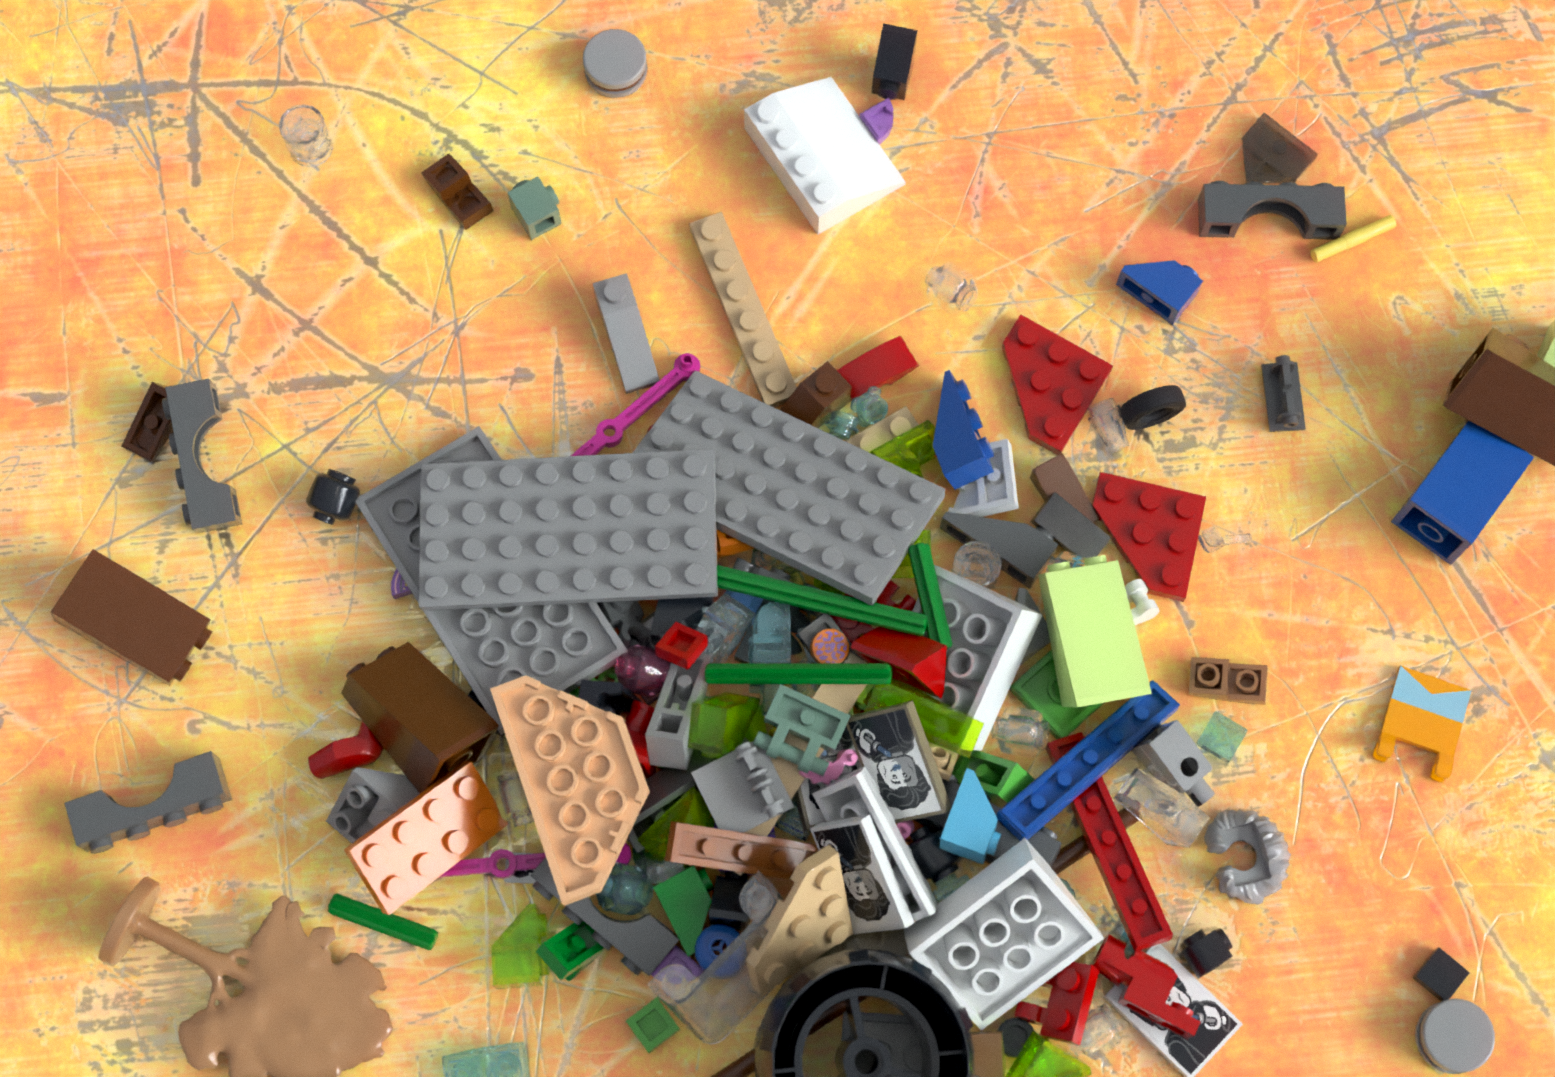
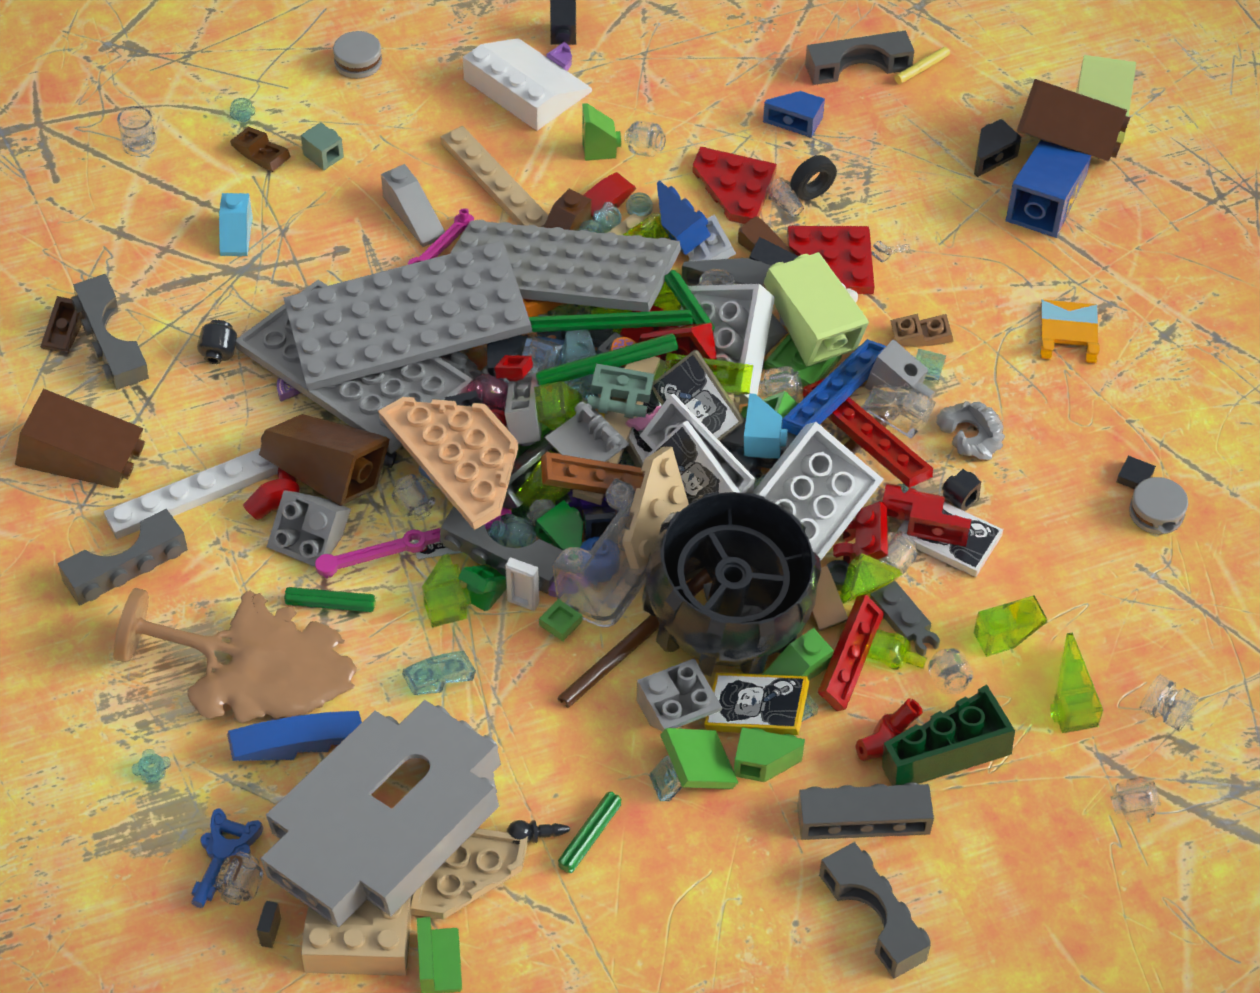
camera: 15 degrees left, 20 degrees down
(245, 719) = (190, 492): none -> white plate
(396, 313) = (235, 224): none -> medium azure slope
(426, 837) = (352, 523): plate -> none
(445, 115) = (242, 109): none -> clear light blue plate
(614, 973) = (522, 584): none -> white tile
(892, 273) = (598, 134): none -> bright green slope
(916, 394) = (639, 204): none -> clear light blue plate
(1274, 153) = (849, 24): clear smoke slope -> none
(1283, 395) = (903, 158): dark grey hinge -> none
(1410, 402) = (996, 146): none -> black slope

